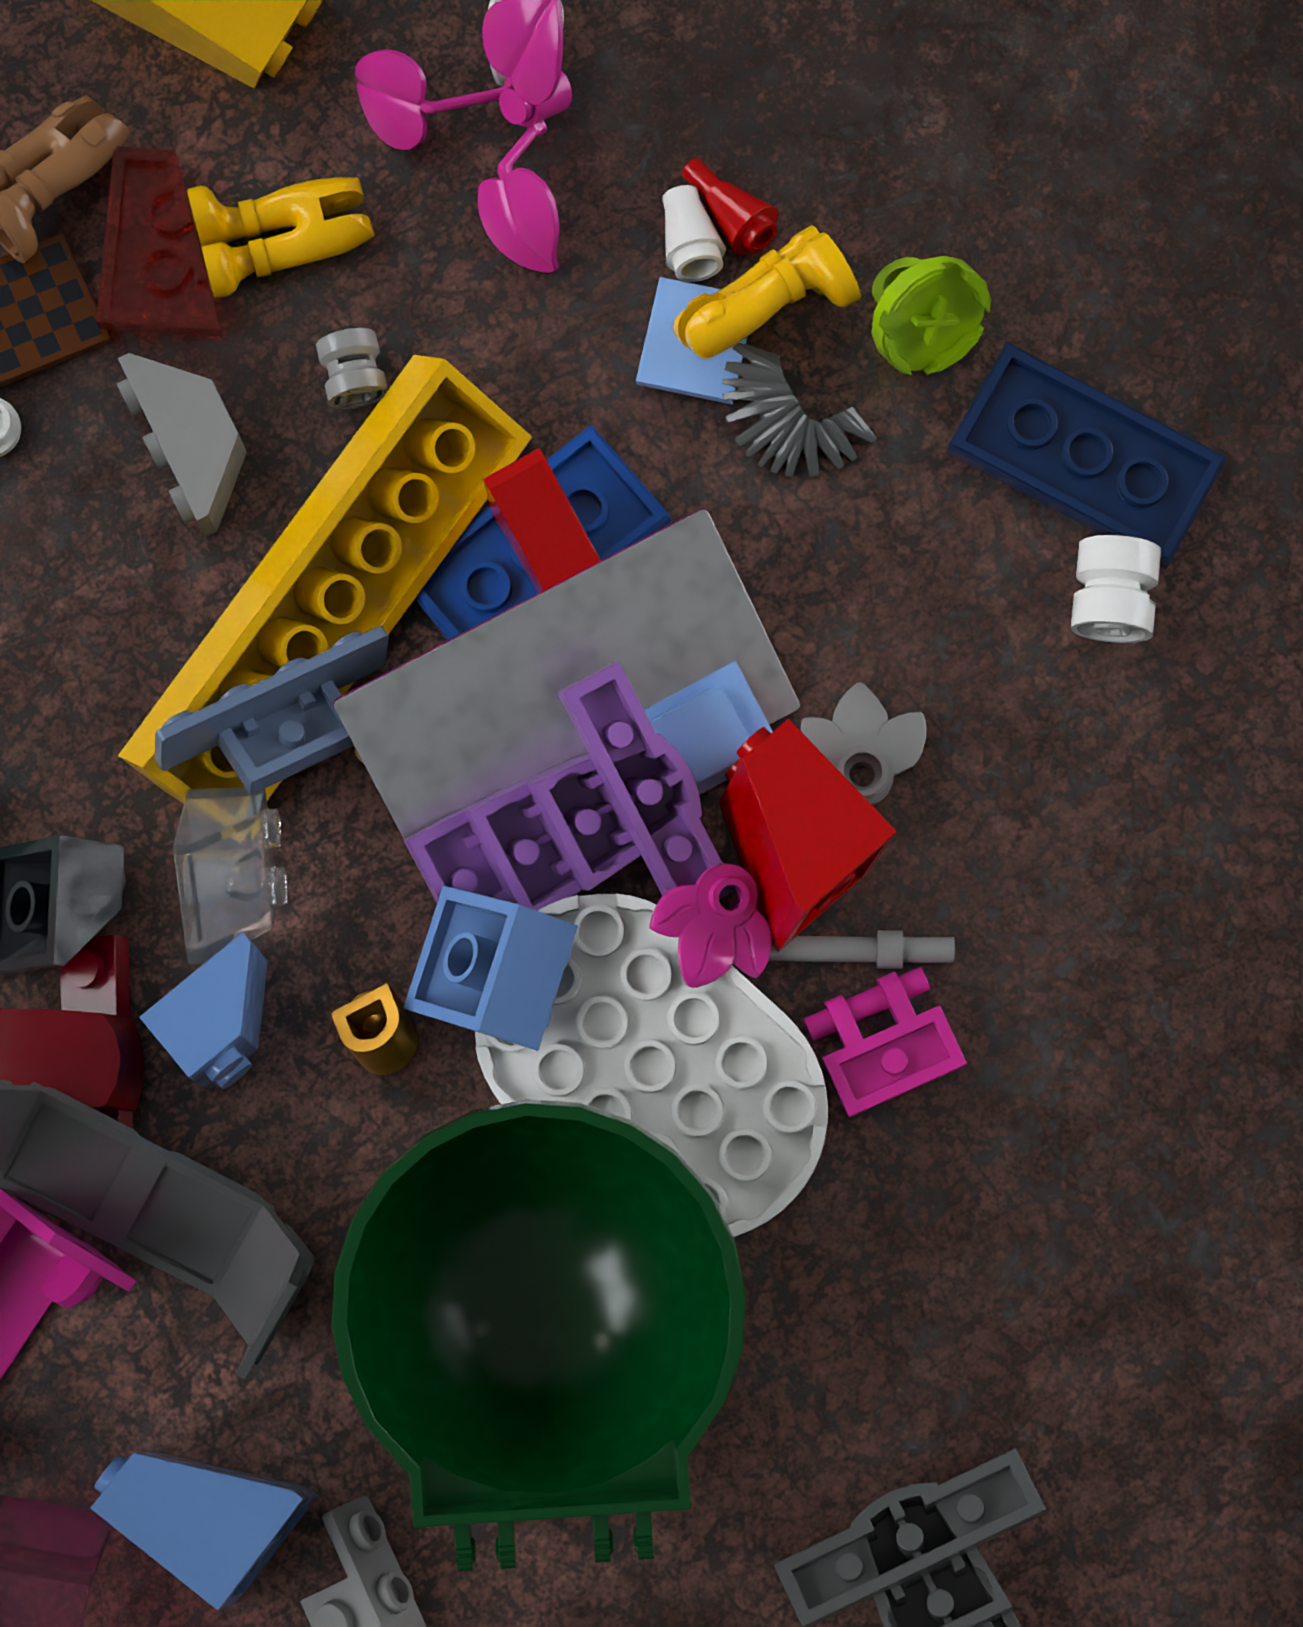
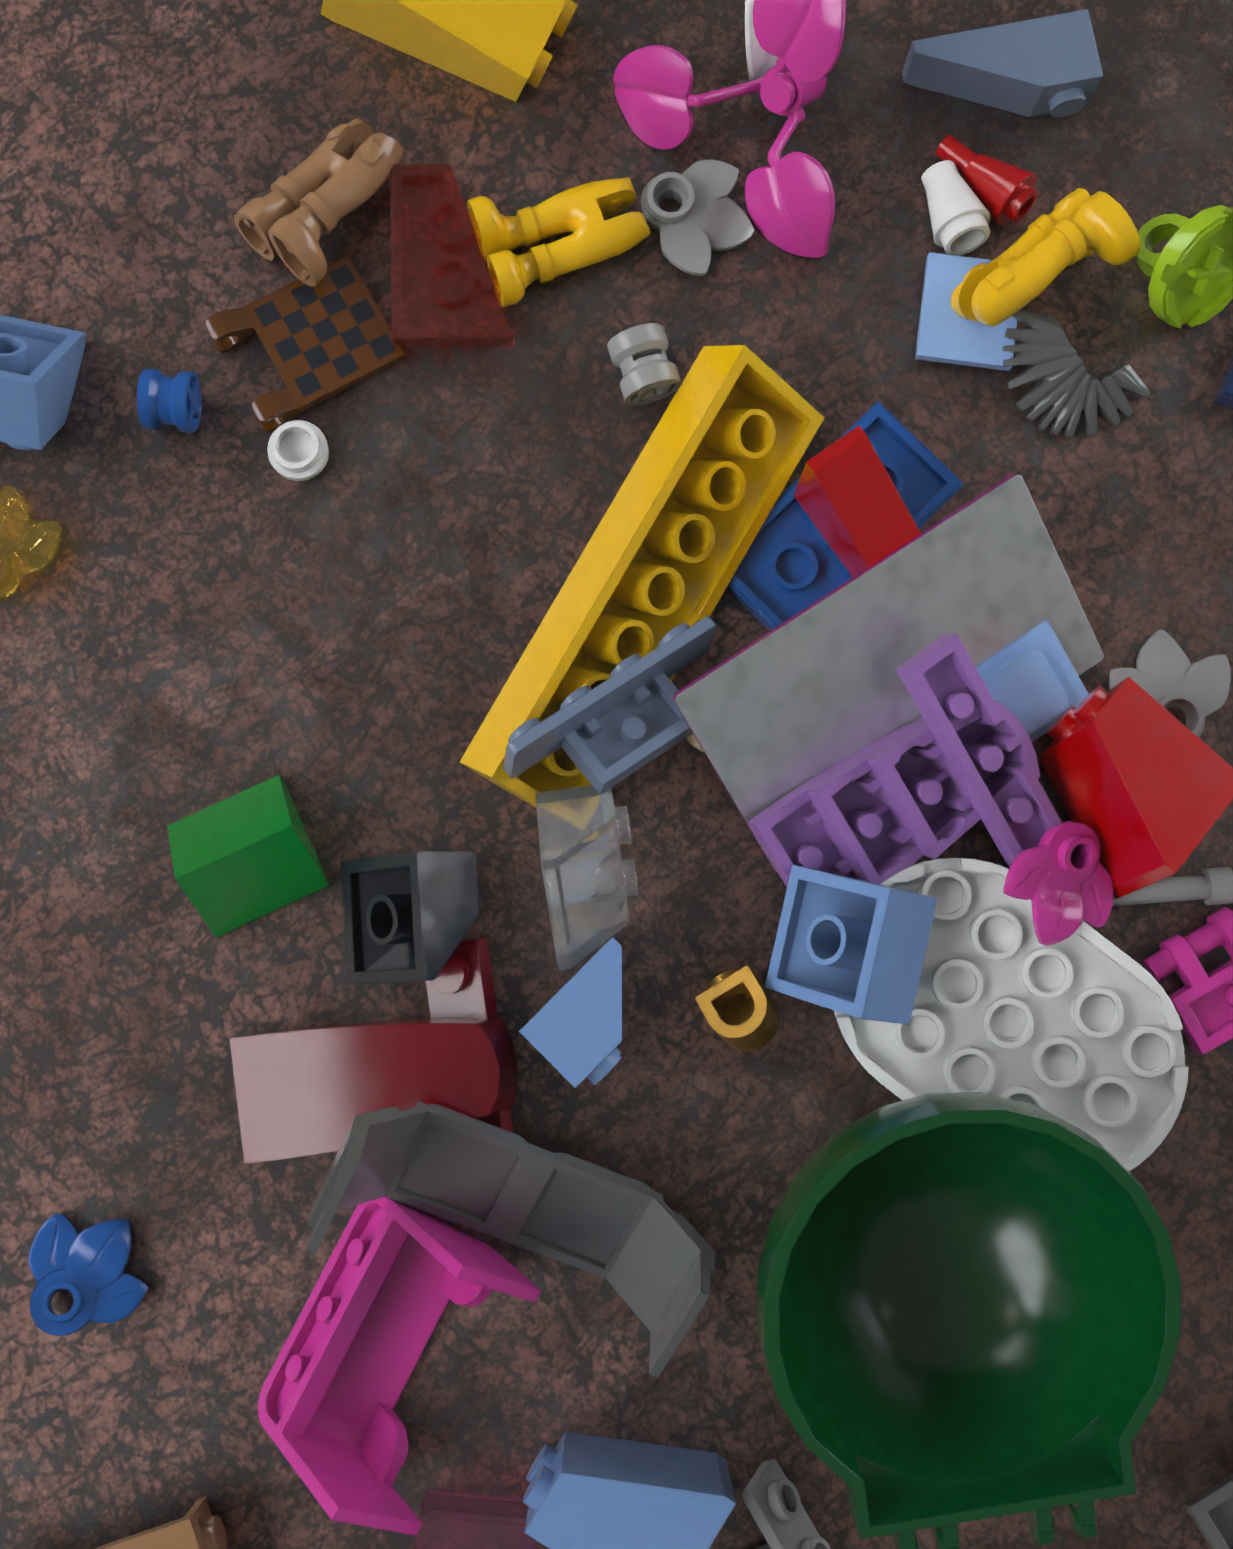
camera: 10 degrees left, 5 degrees up
(188, 434) = (493, 440): light grey slope -> none
(432, 225) = (705, 216): none -> light grey plate
(772, 94) = (1013, 66): none -> sand blue slope

